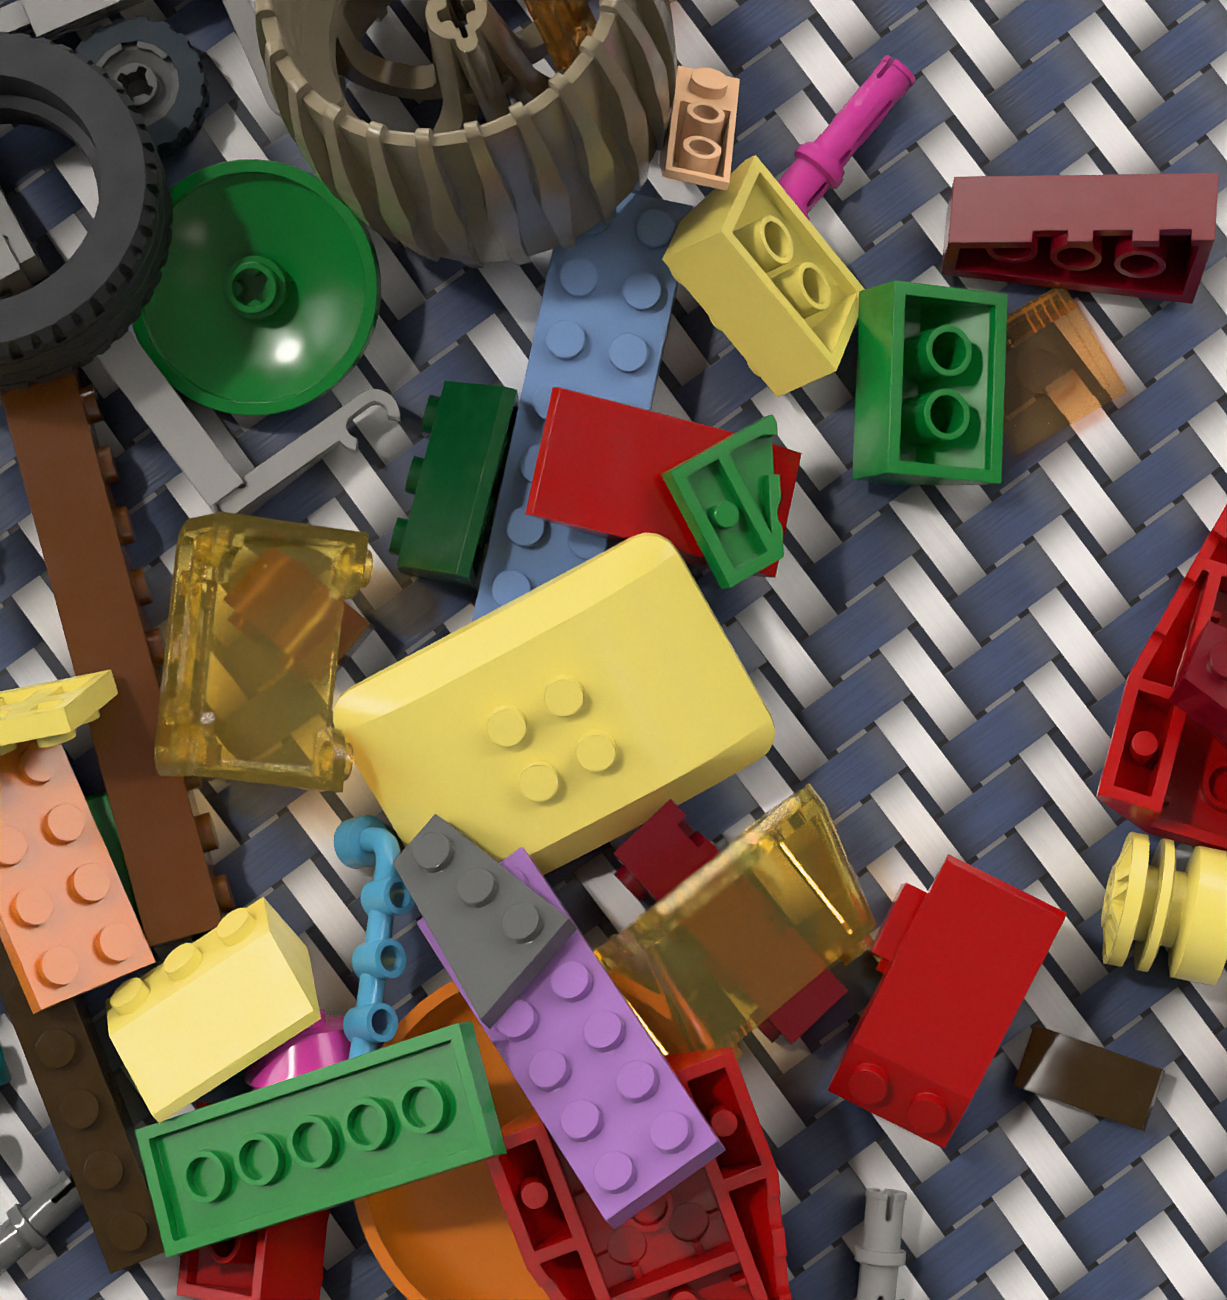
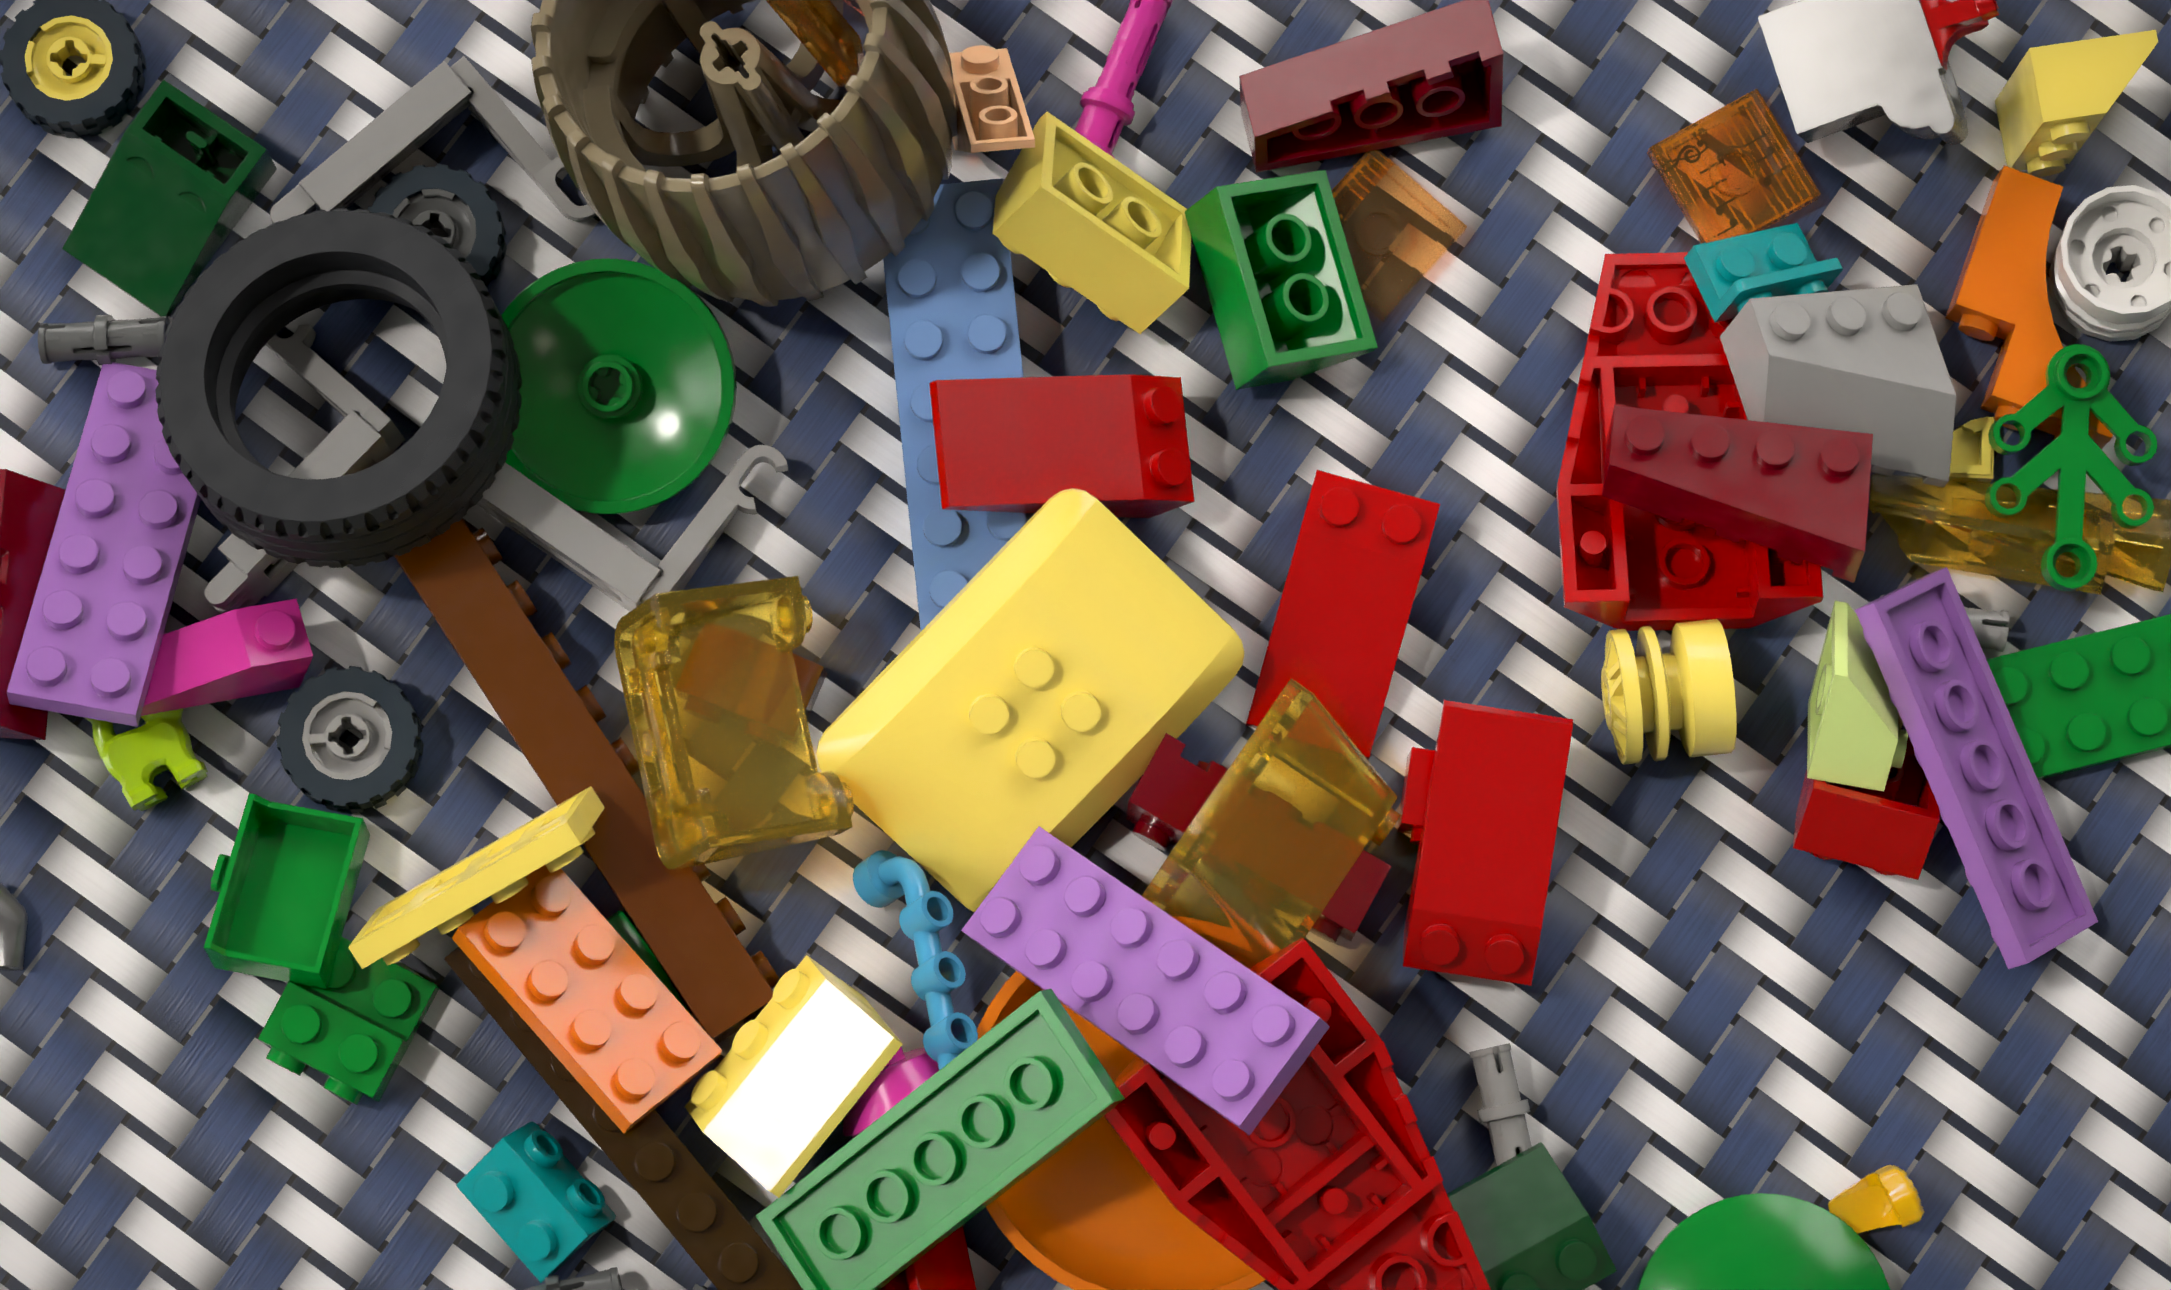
camera: 25 degrees left, 5 degrees down
(456, 483) = (861, 509): dark green slope -> none
(481, 917) = (1023, 897): dark grey wing -> none
(733, 502) = (1133, 438): green wing -> none
(889, 722) = (1347, 601): none -> red slope
(1089, 1077) = (1645, 879): dark brown slope -> none

